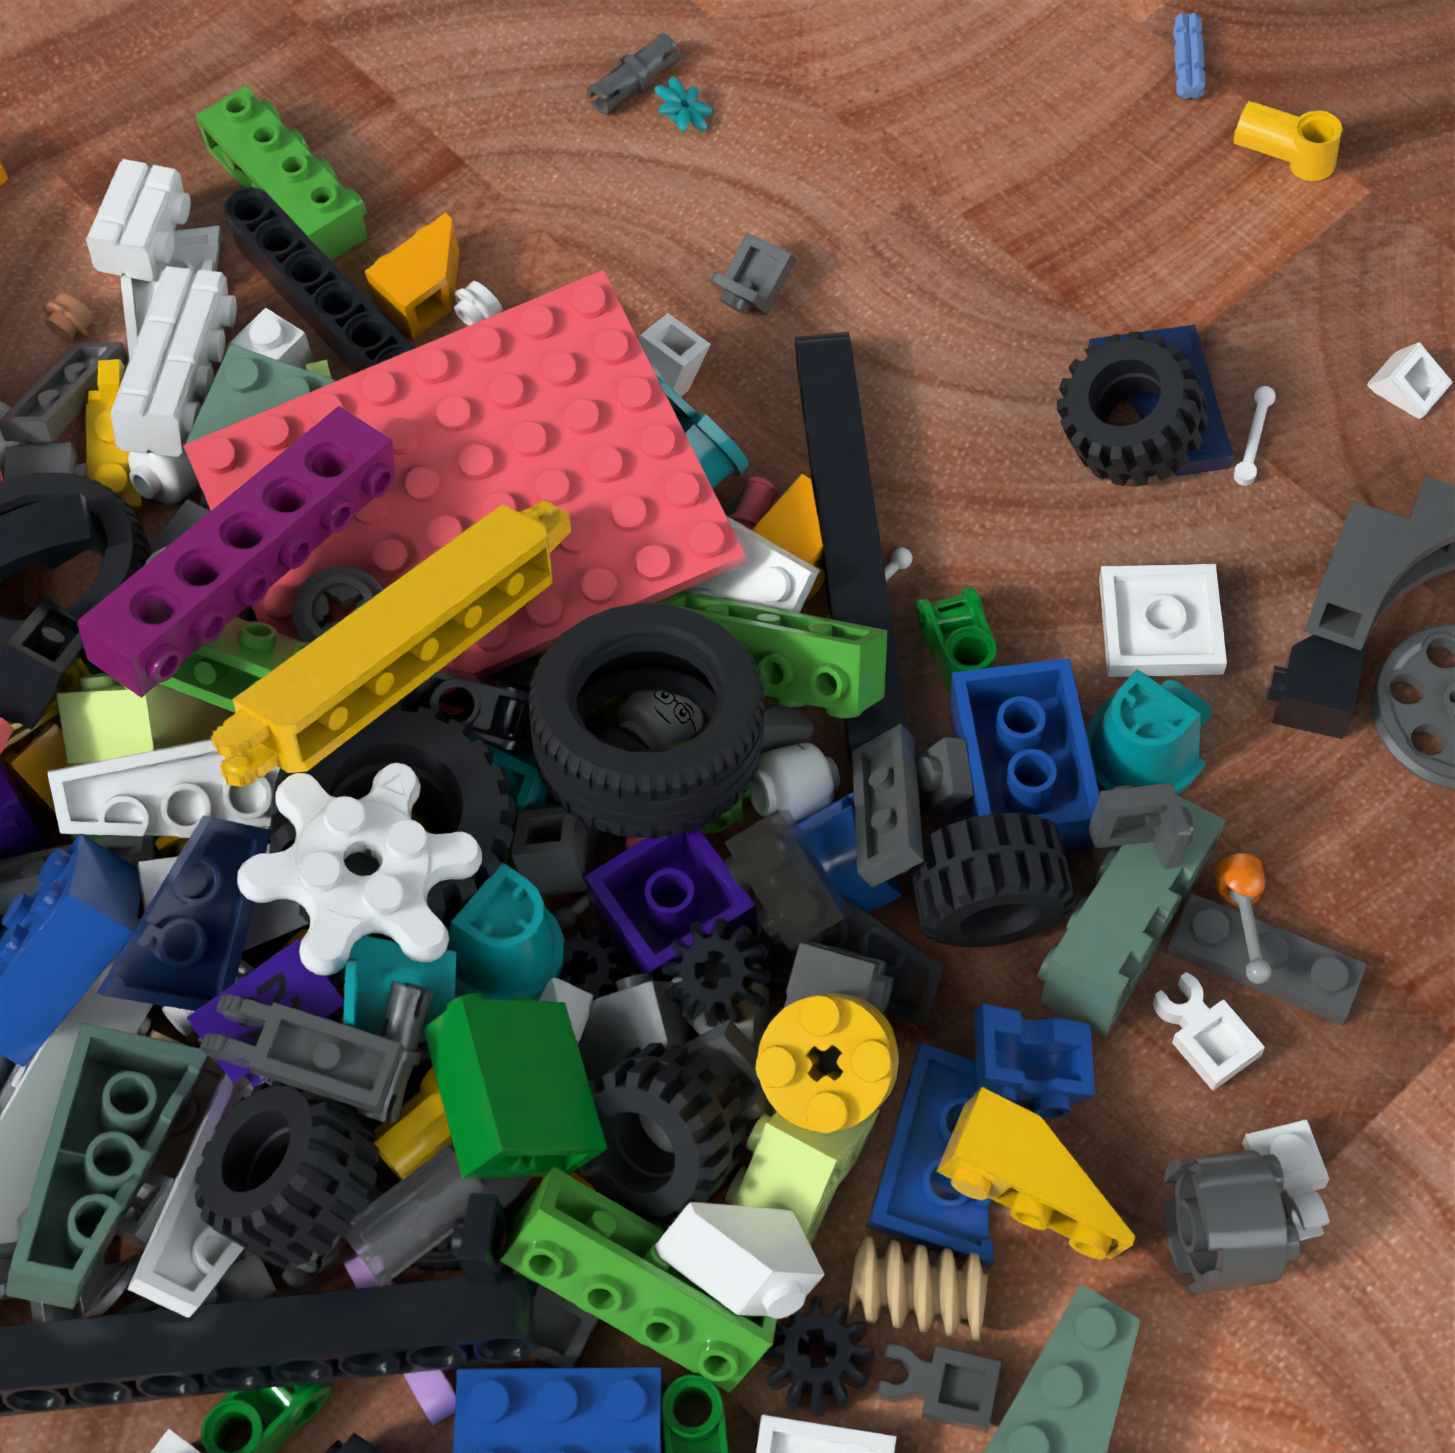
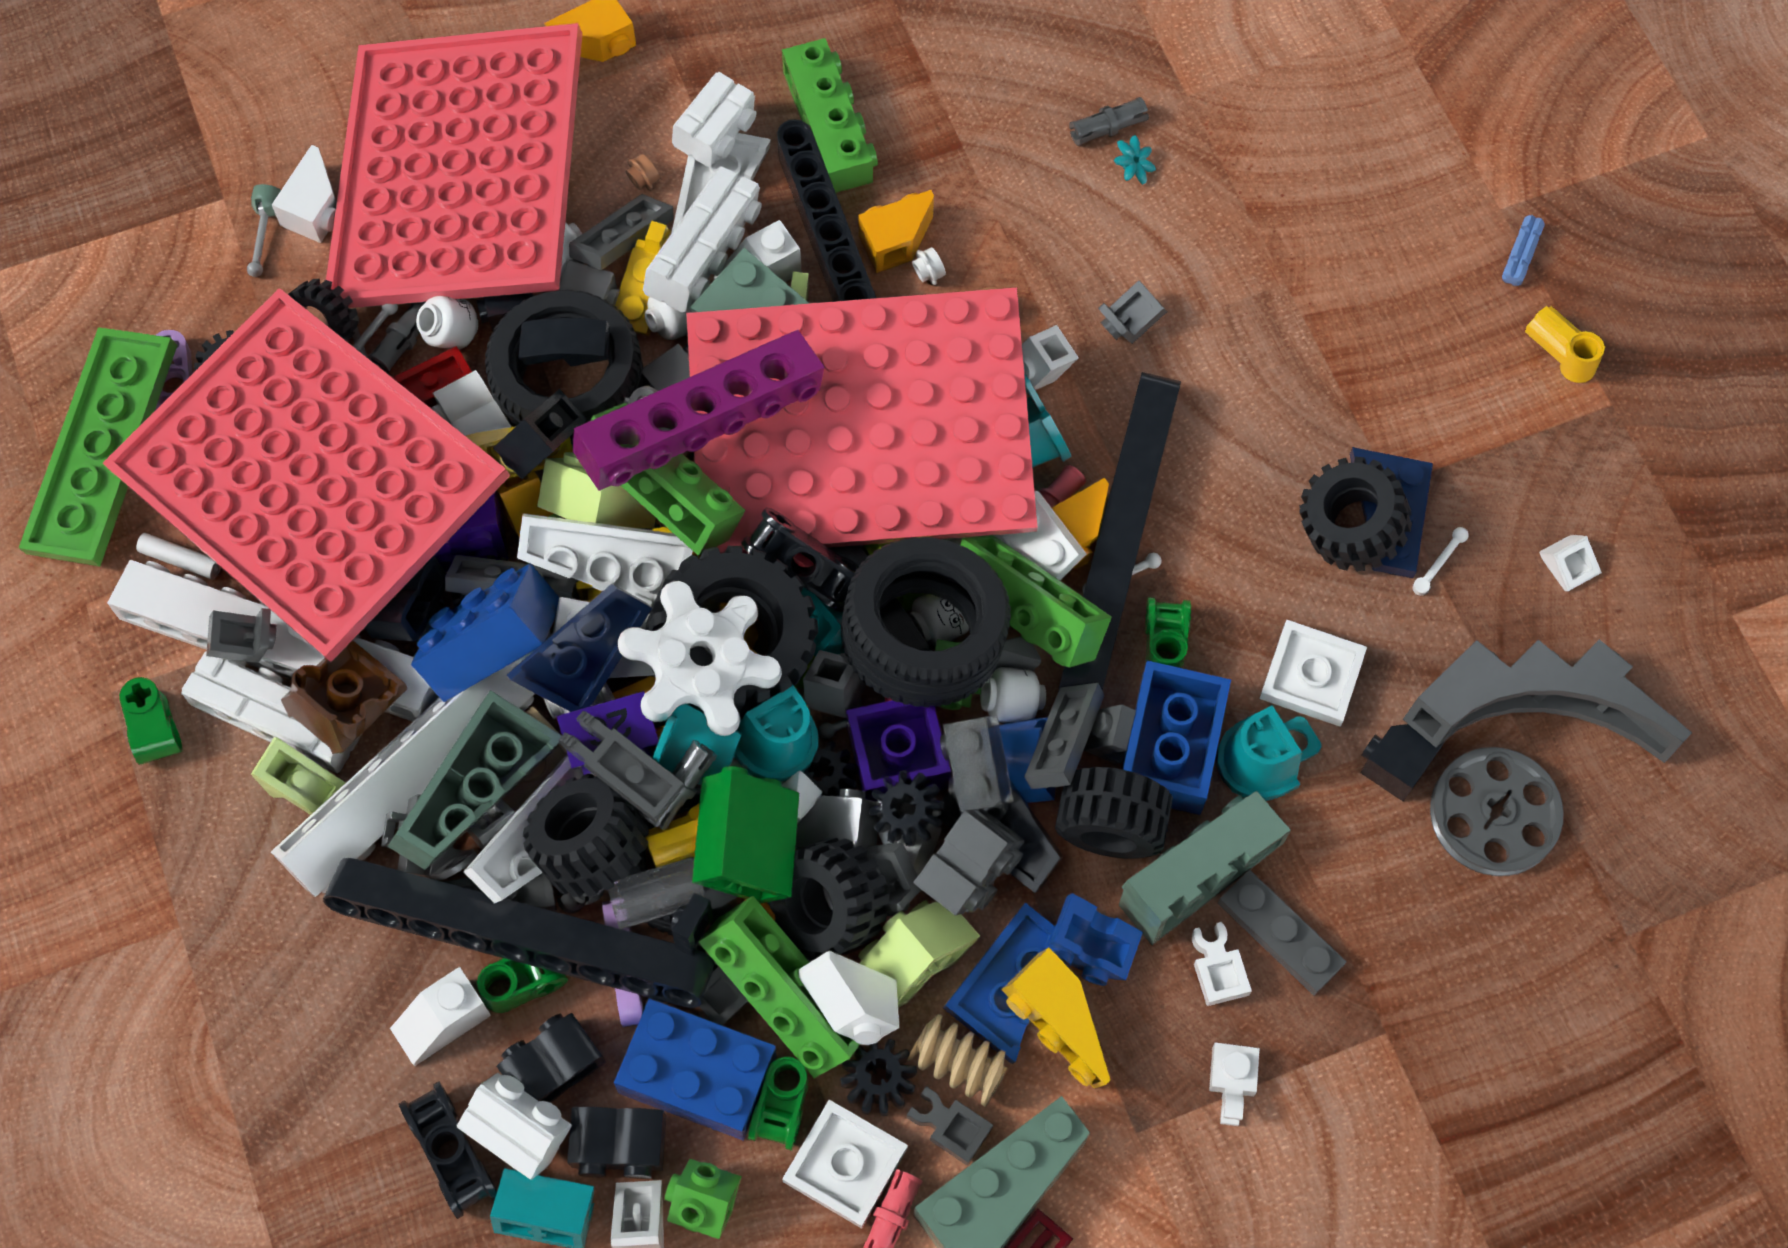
camera: 15 degrees right, 5 degrees up
(344, 584) = (761, 456): dark grey gear -> none
(390, 644) = (776, 511): yellow hinge -> none
(790, 1064) = (929, 882): yellow brick -> none
(1143, 816) = (1229, 807): dark grey bracket -> none
(1229, 1220) = (1176, 1093): dark grey brick -> none
(1240, 884) = (1285, 876): hinge -> none

